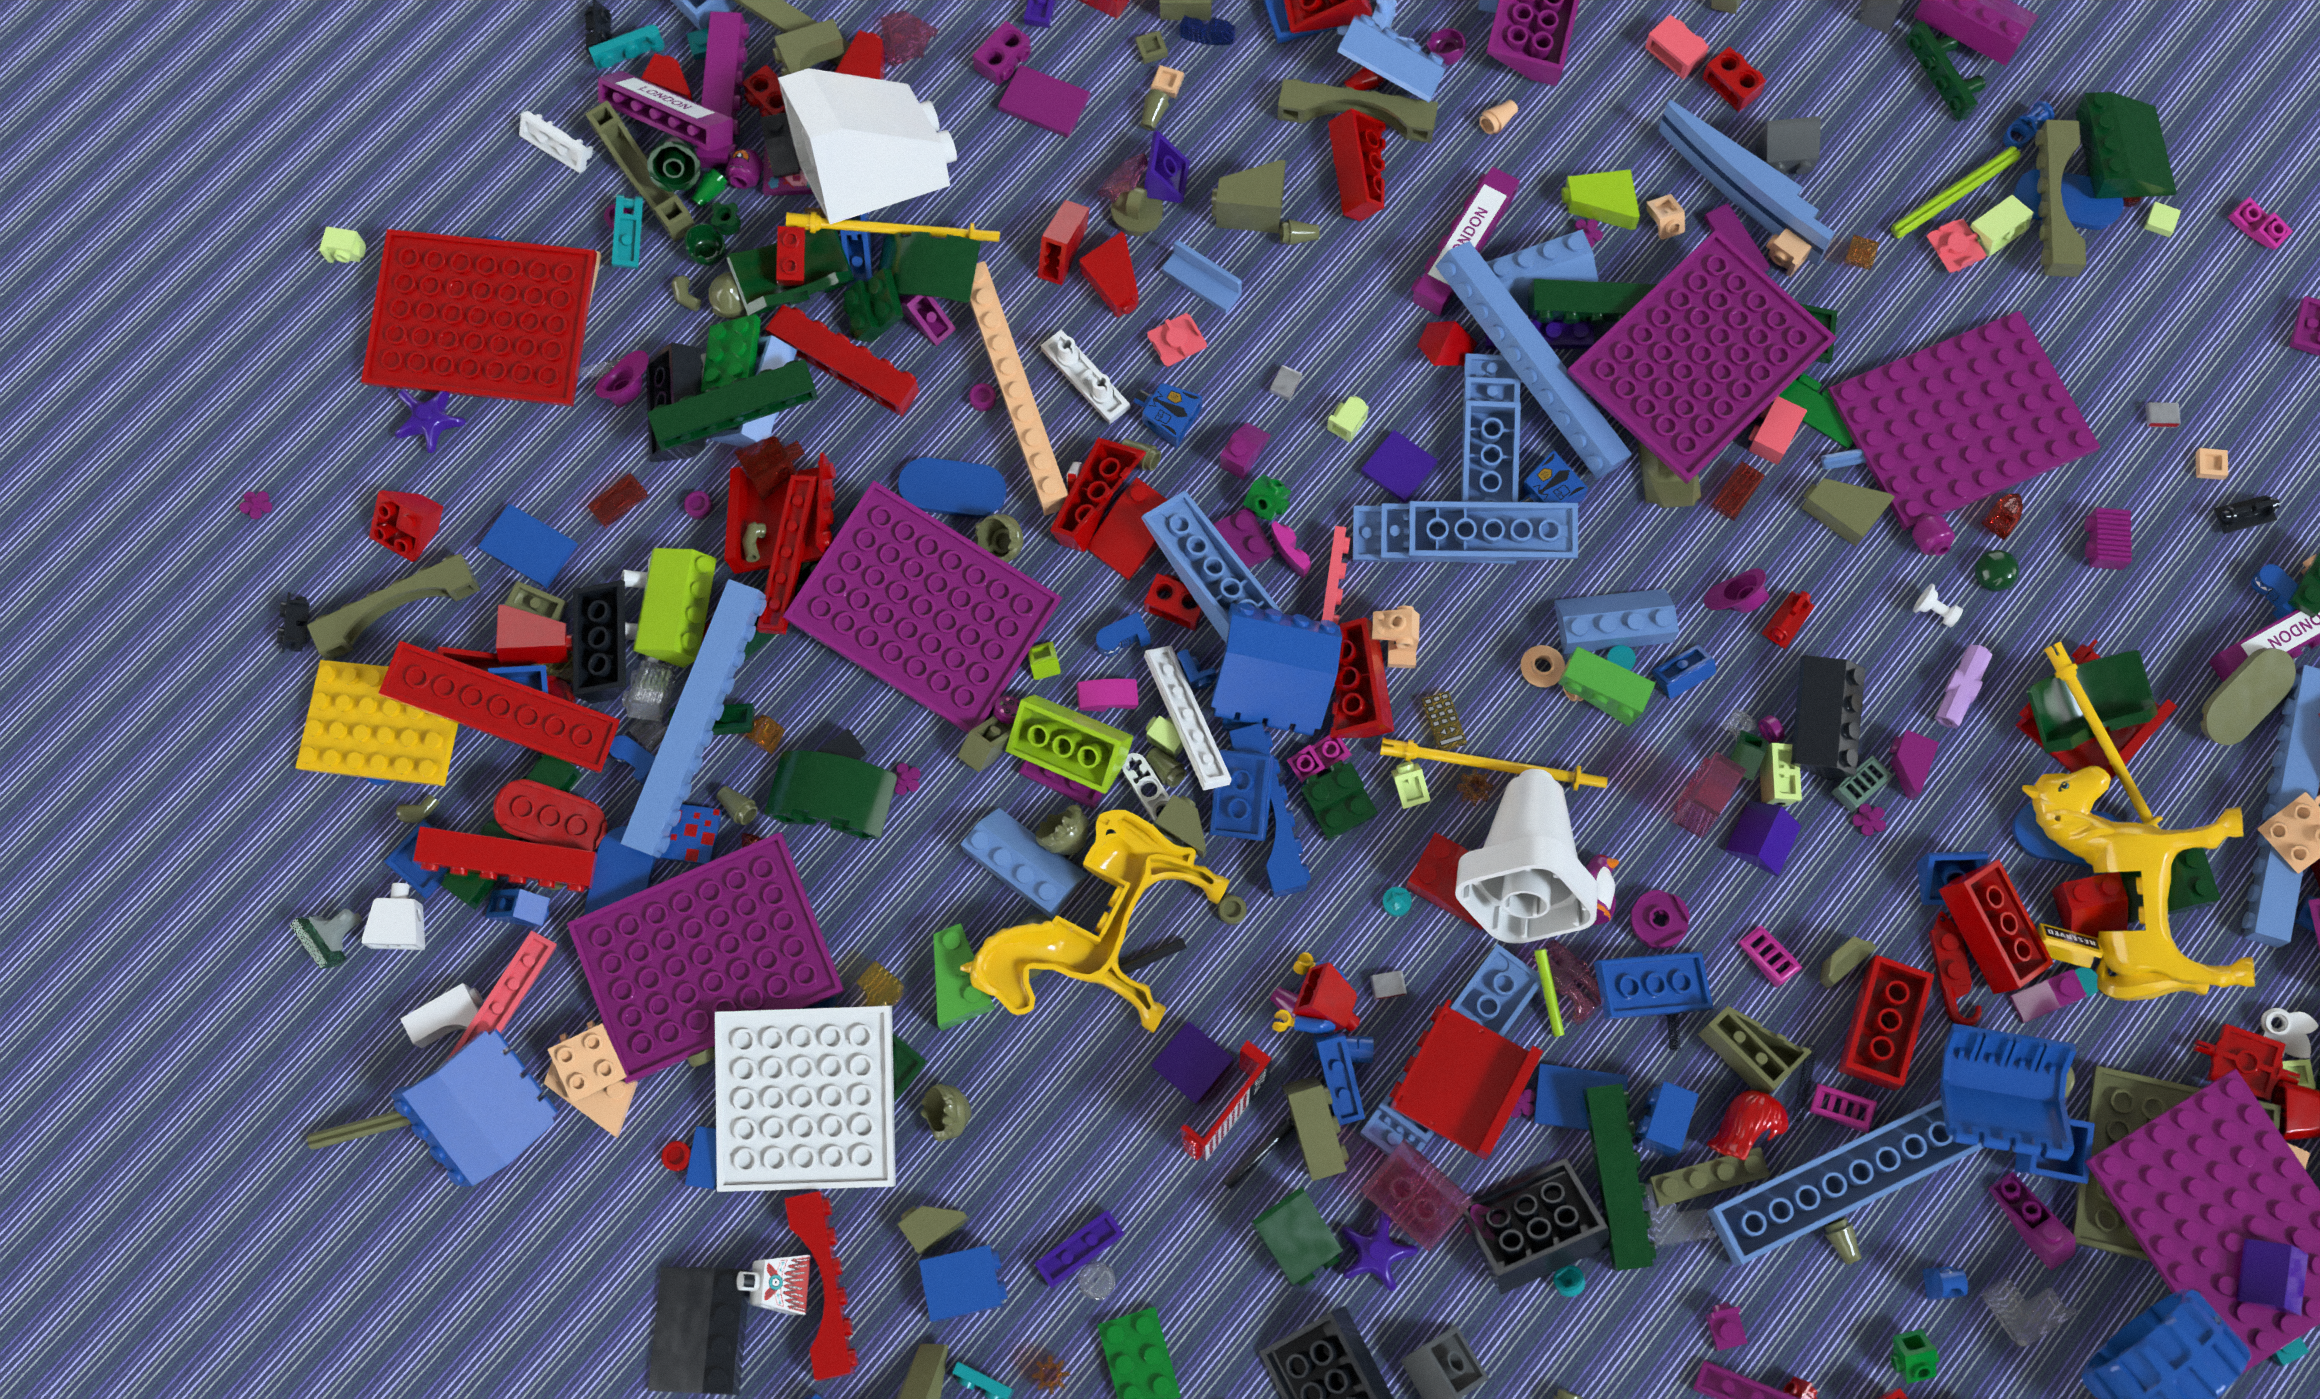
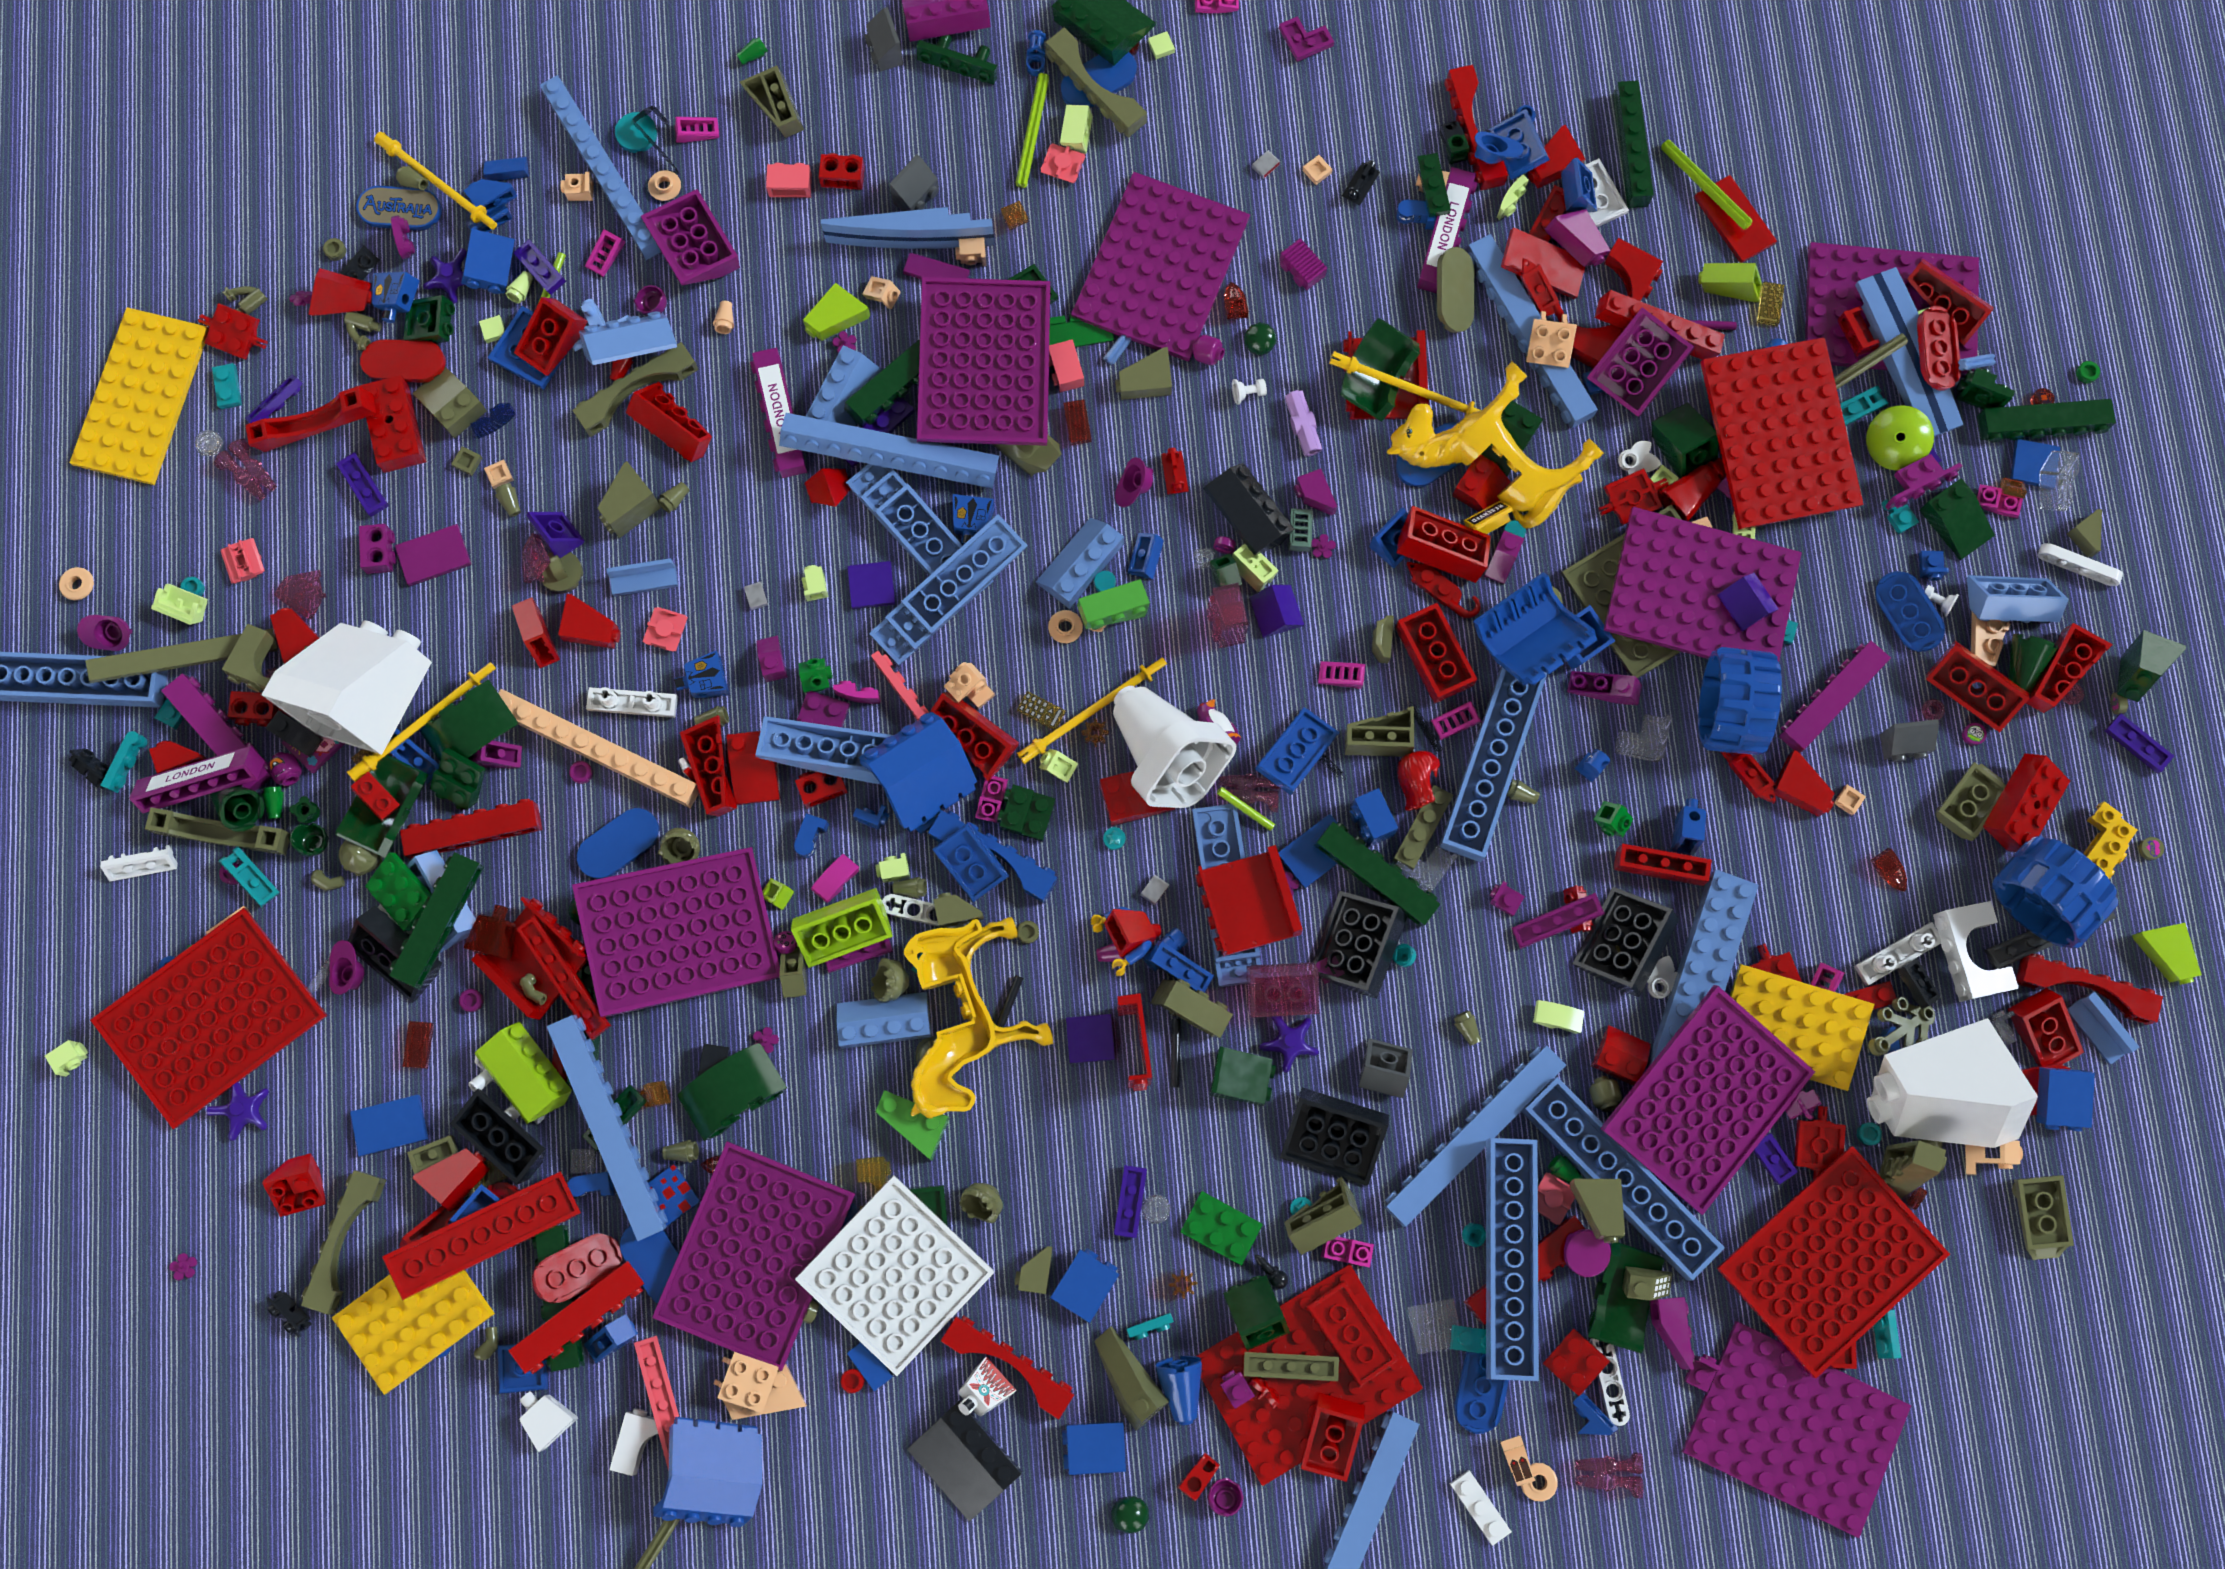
camera: 50 degrees left, 5 degrees up
(325, 936) = (510, 1471): piece -> none
(649, 691) = (560, 1137): clear brick -> none
(1187, 718) = (896, 847): white tile -> none
(1665, 904) = (1259, 699): magenta plate -> none

